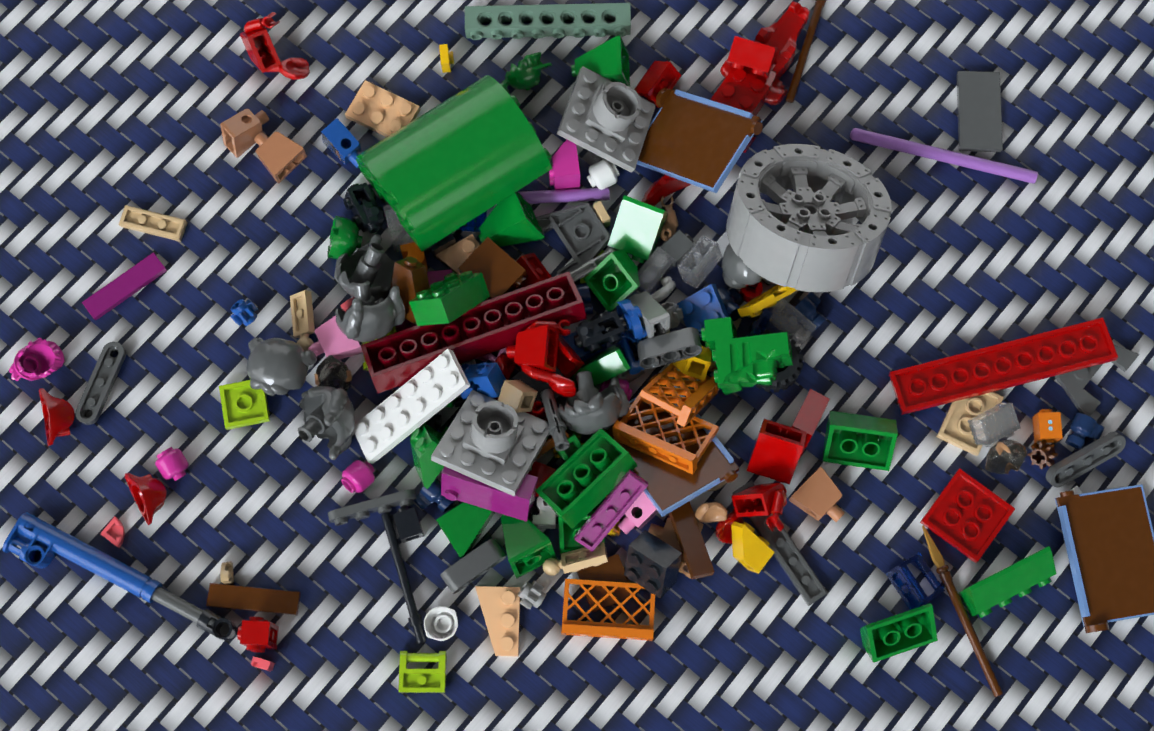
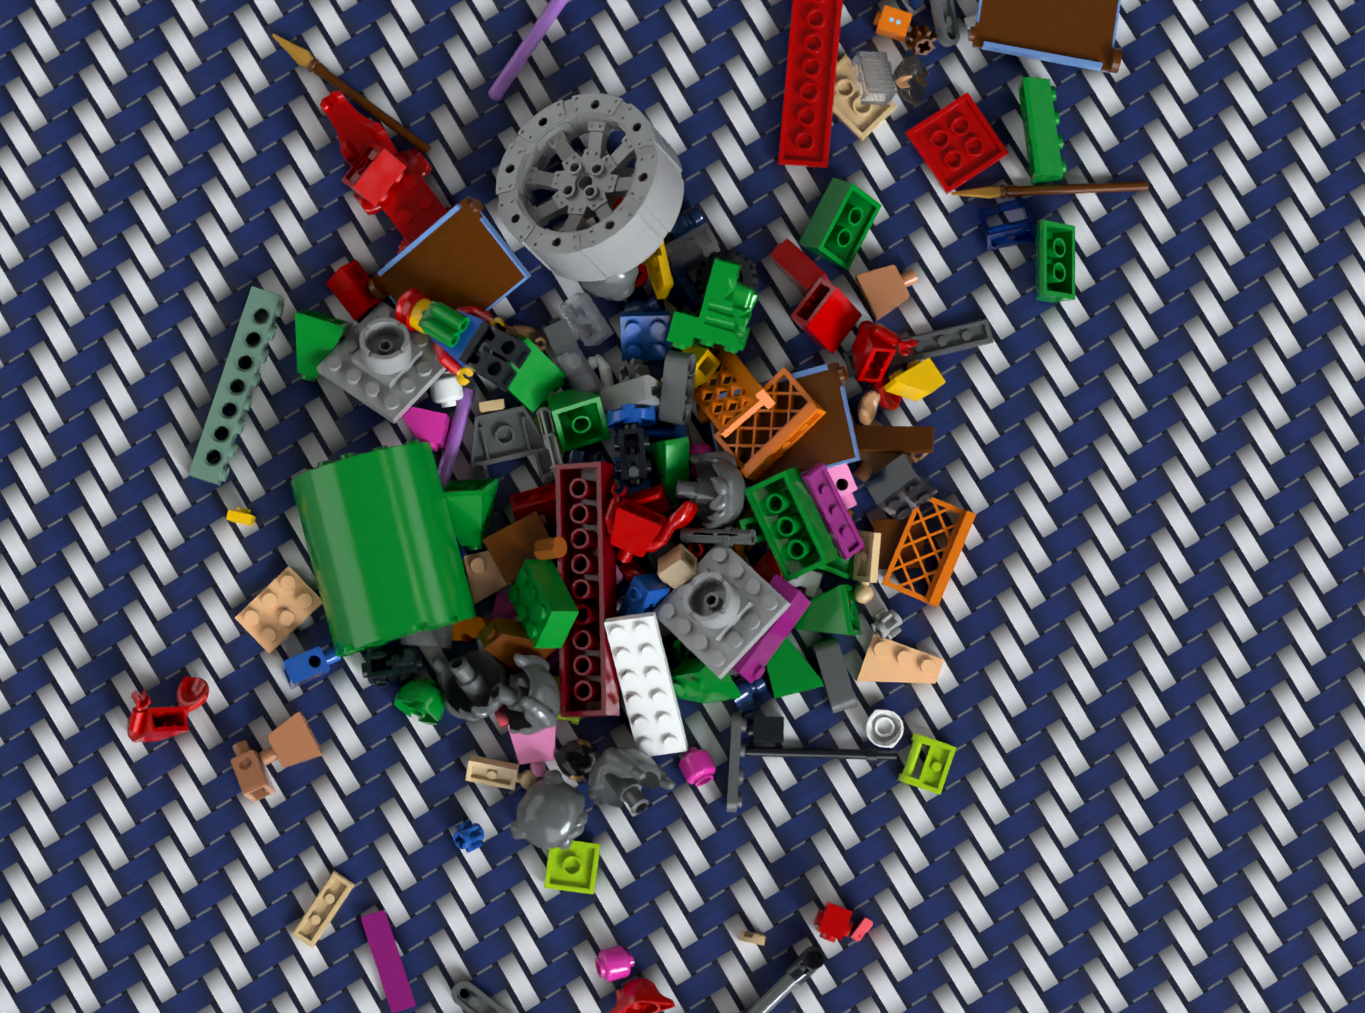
camera: 70 degrees left, 10 degrees up
(253, 599) = (790, 918): reddish brown tile -> none
(497, 288) = (550, 548): none -> dark orange piece
(527, 72) = (293, 432): green hair -> none
(645, 163) = (464, 338): none -> piece

